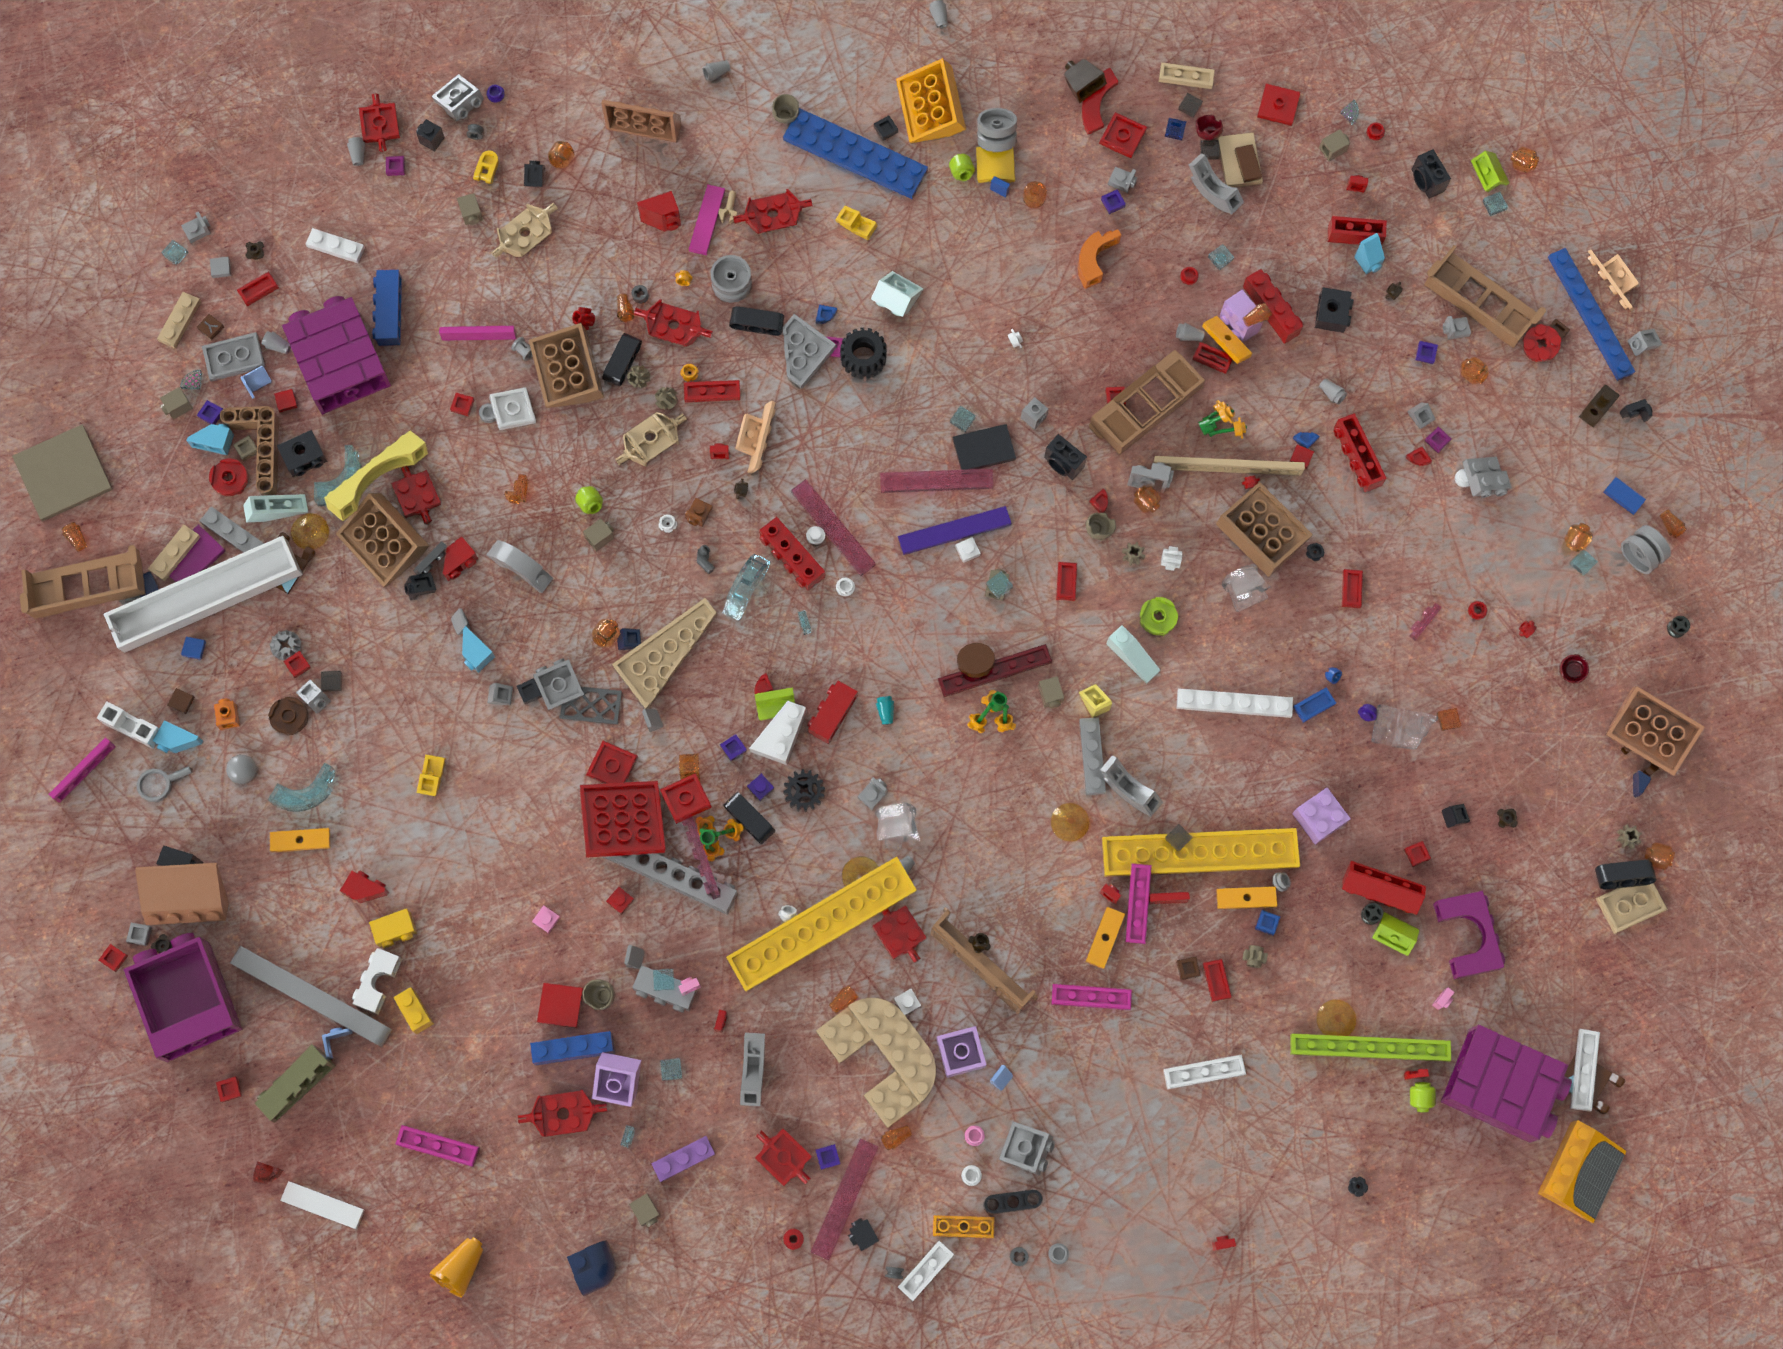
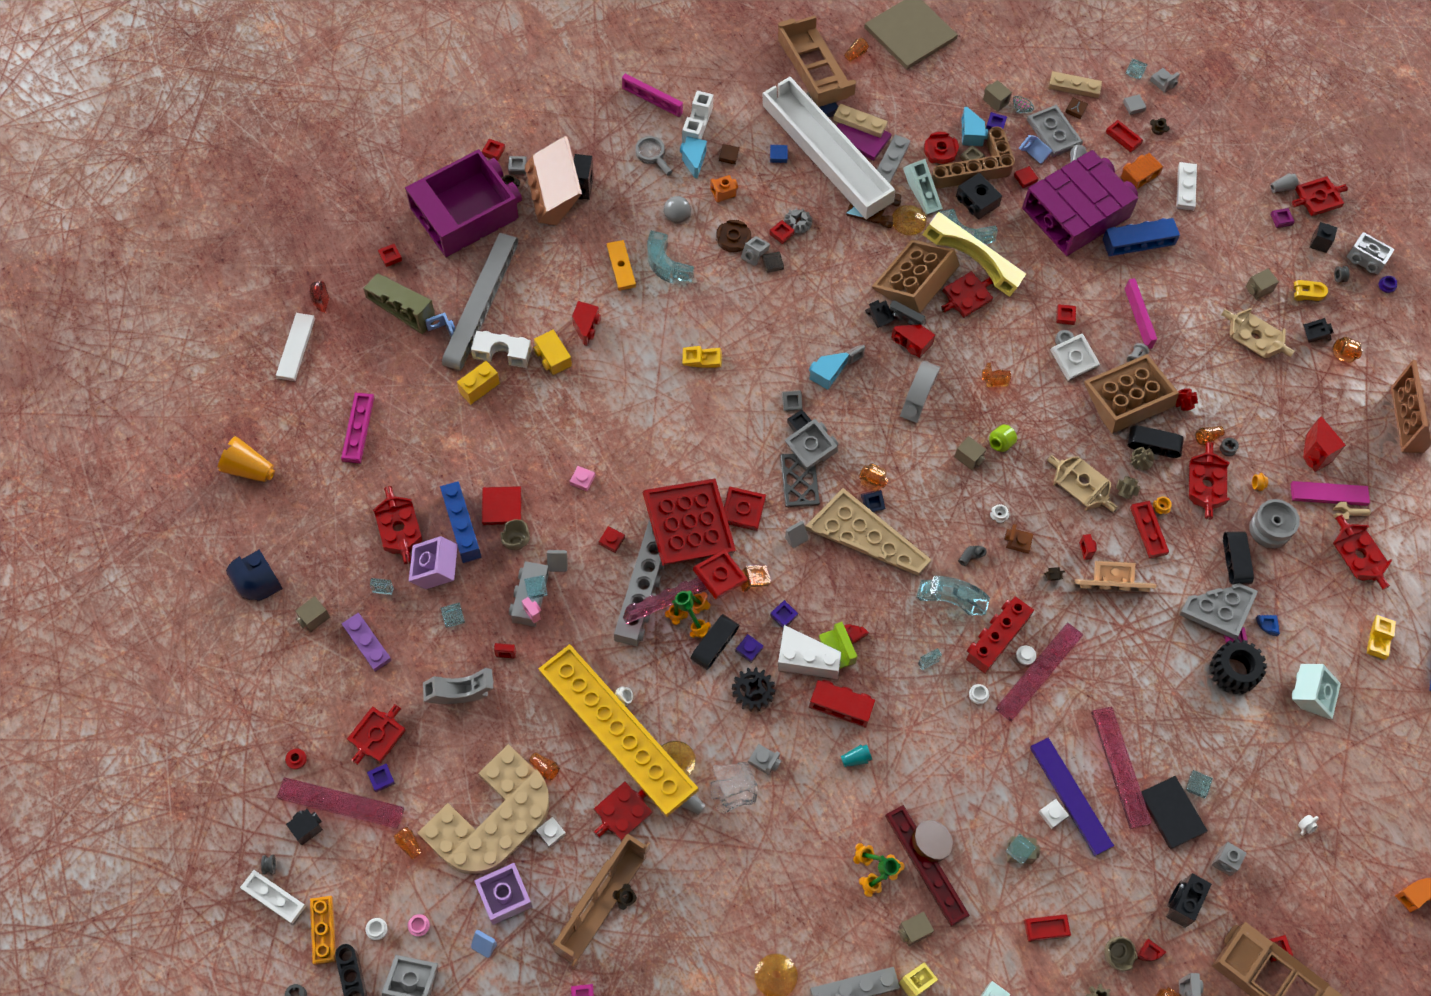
camera: 80 degrees right, 10 degrees down
(309, 284) = (1142, 170): none -> orange brick

